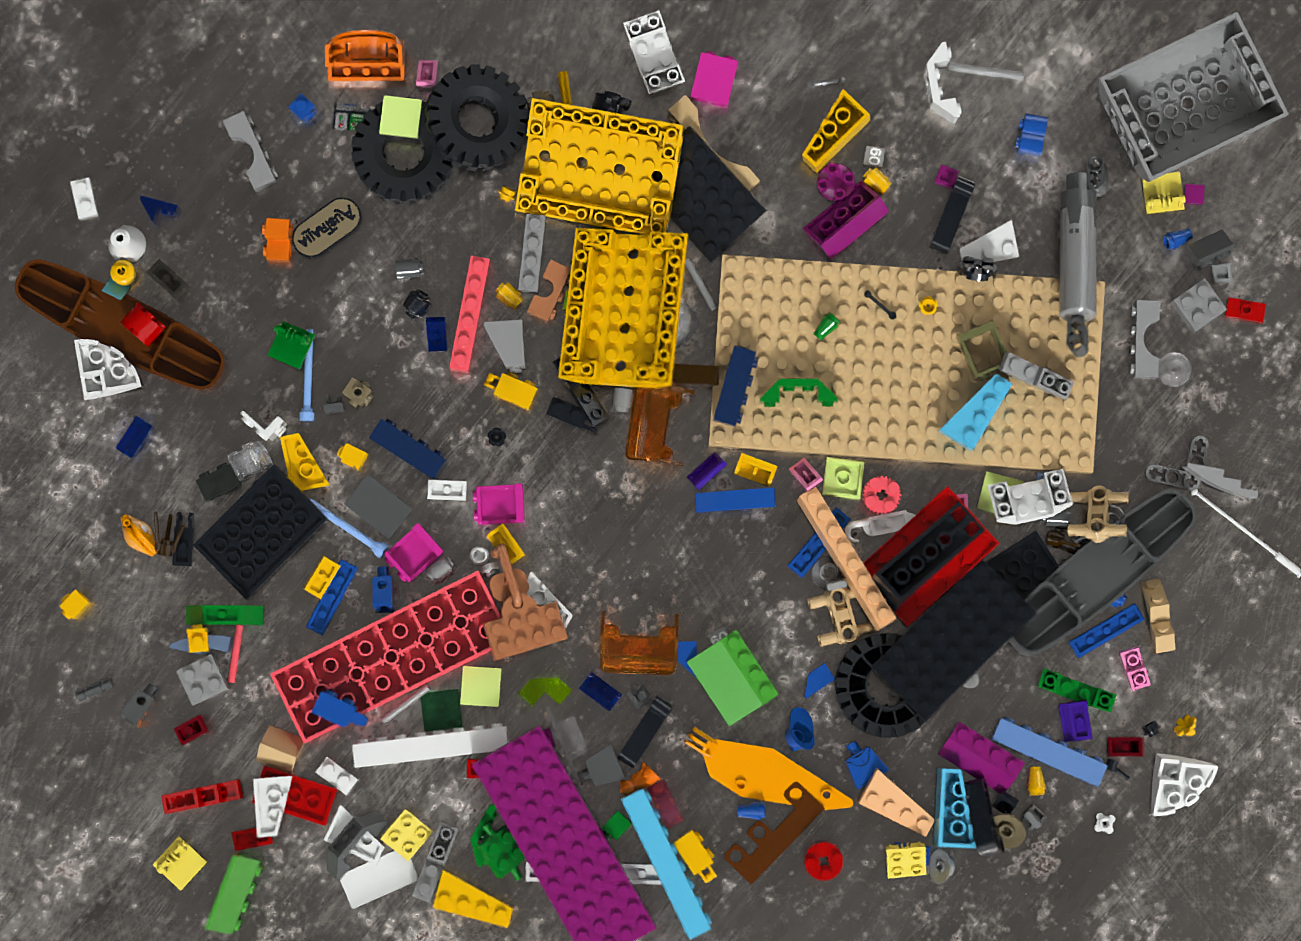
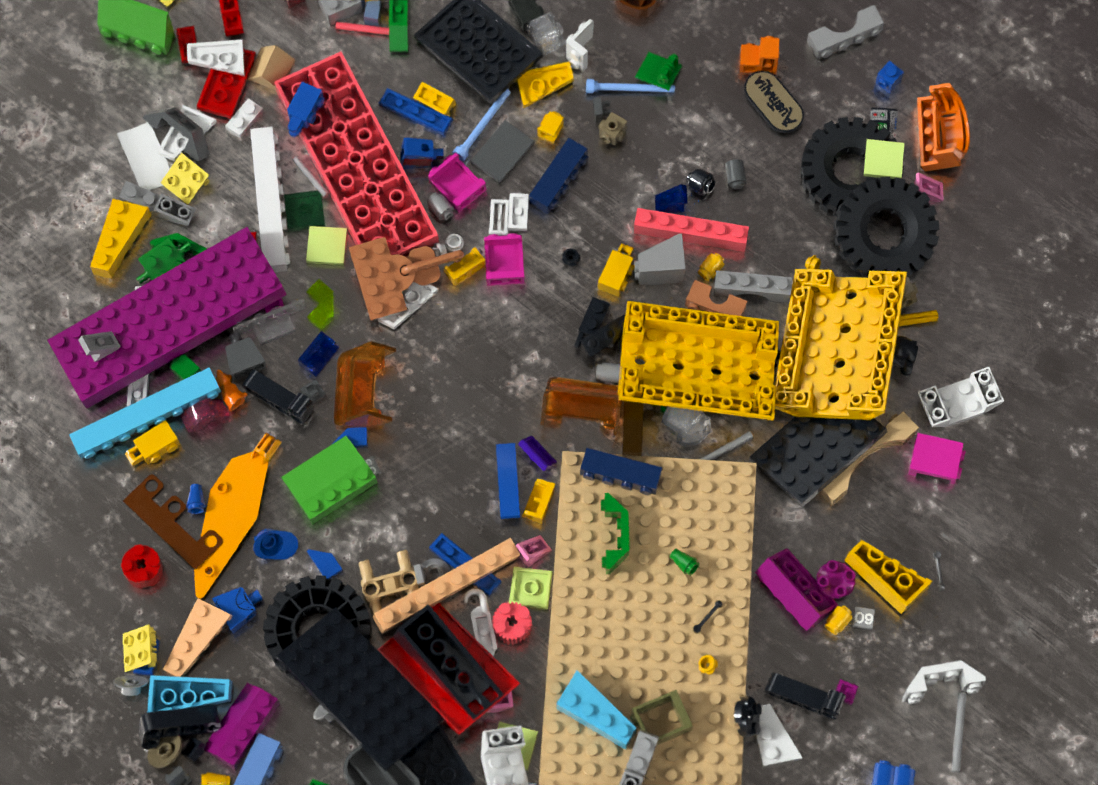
camera: 90 degrees right, 15 degrees down
(449, 517) = (499, 232): none -> white tile
(601, 910) = (99, 344): none -> light grey slope

